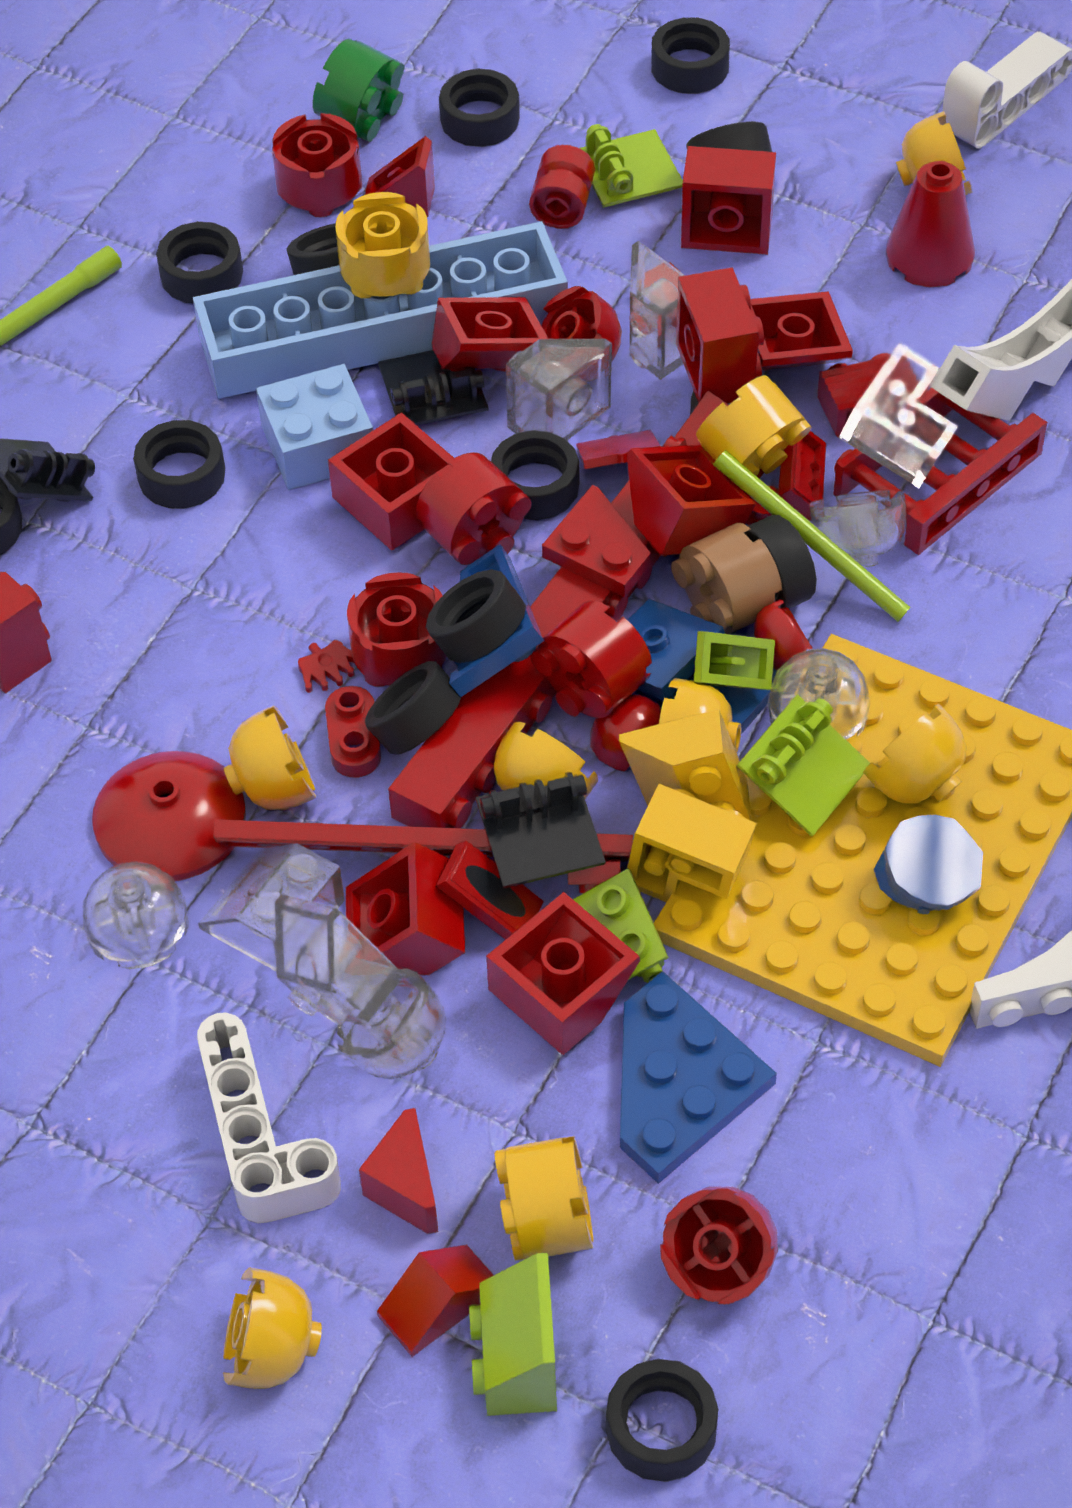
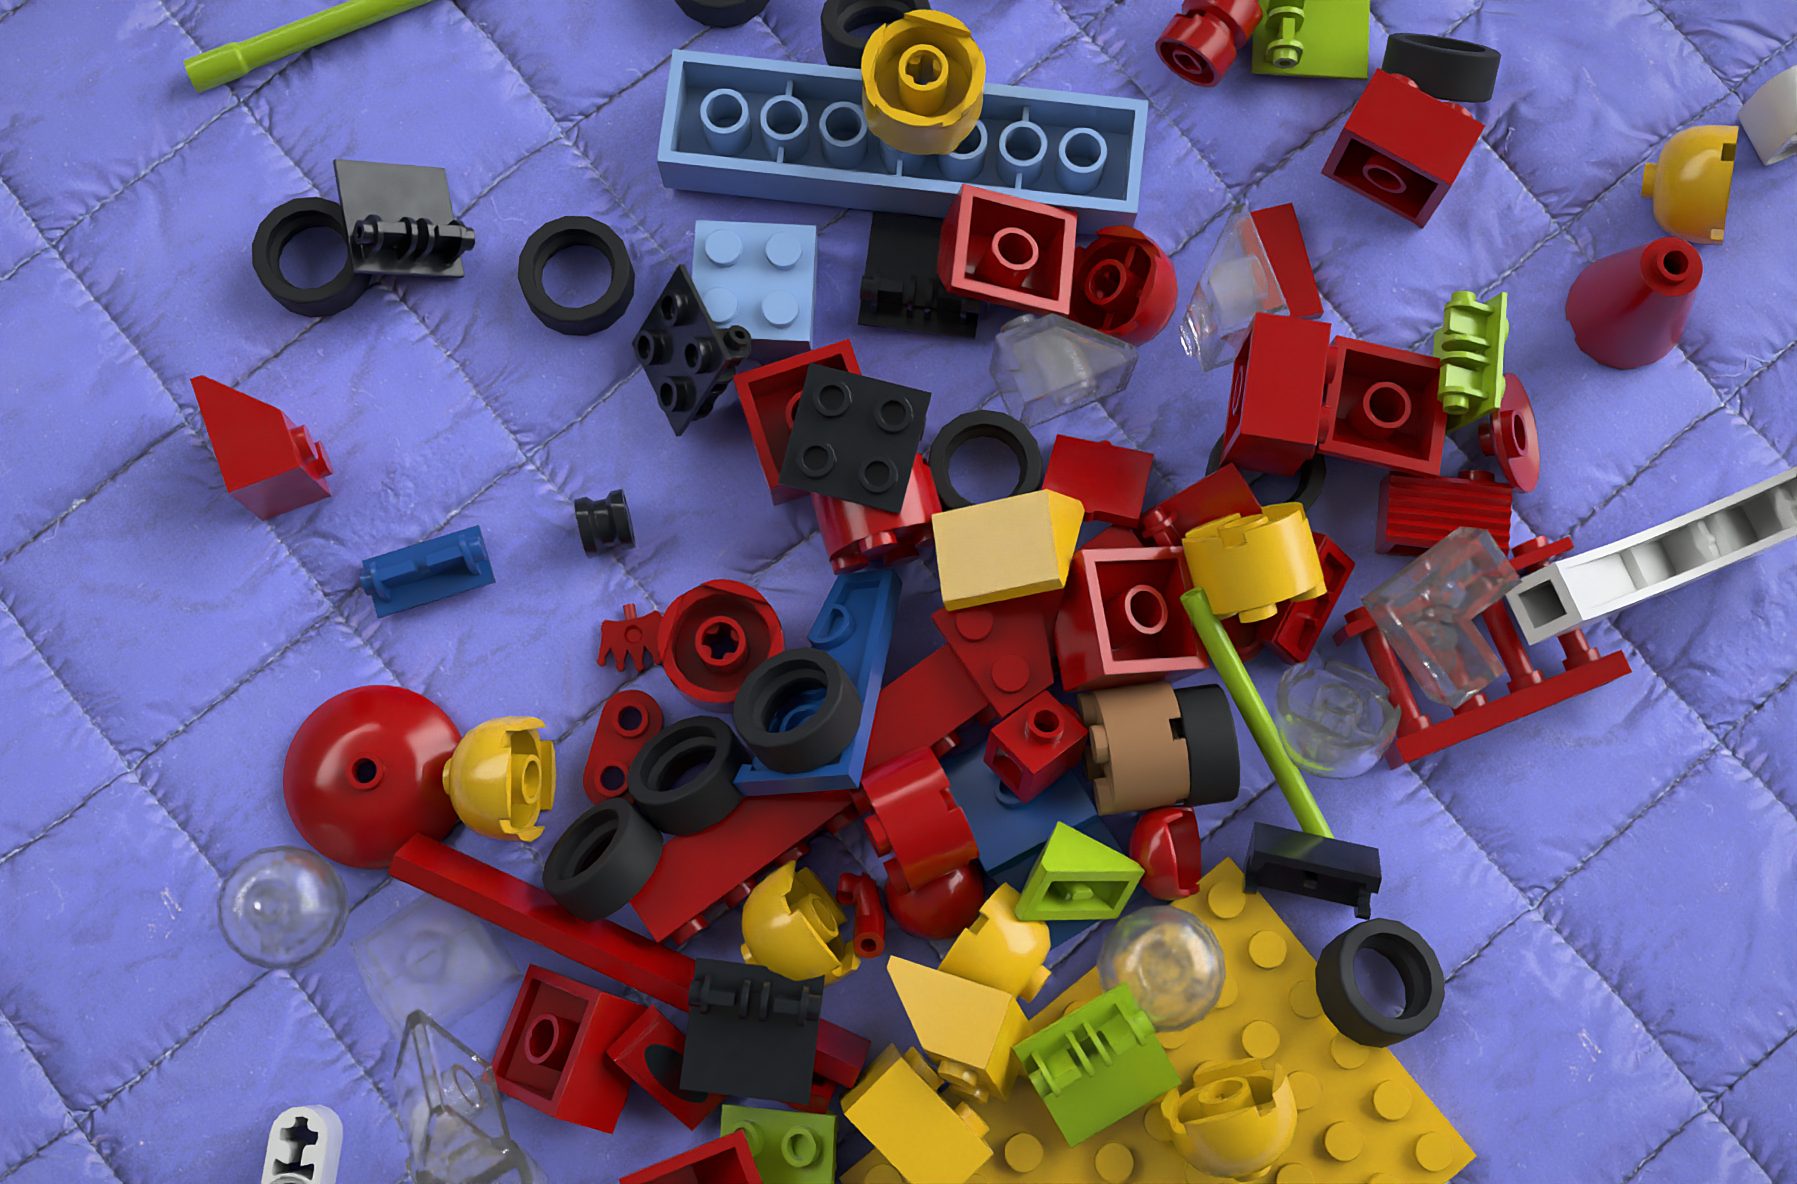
camera: 20 degrees right, 25 degrees up
(152, 672) = (427, 571): none -> blue hinge
(272, 595) = (604, 523): none -> black wheel
(284, 467) = (686, 354): none -> black hinge
(373, 778) = (603, 860): none -> black tyre
(436, 448) = (855, 438): none -> black hinge
(571, 474) = (1006, 547): none -> yellow slope
(594, 760) = (869, 913): none -> red arm
(658, 596) = (1036, 745): none -> red brick
(839, 282) = (1471, 357): none -> lime hinge
(885, 329) = (1513, 437): none -> red dish
(894, 615) = (1312, 867): none -> black hinge
(978, 659) = (1416, 967): none -> black tyre

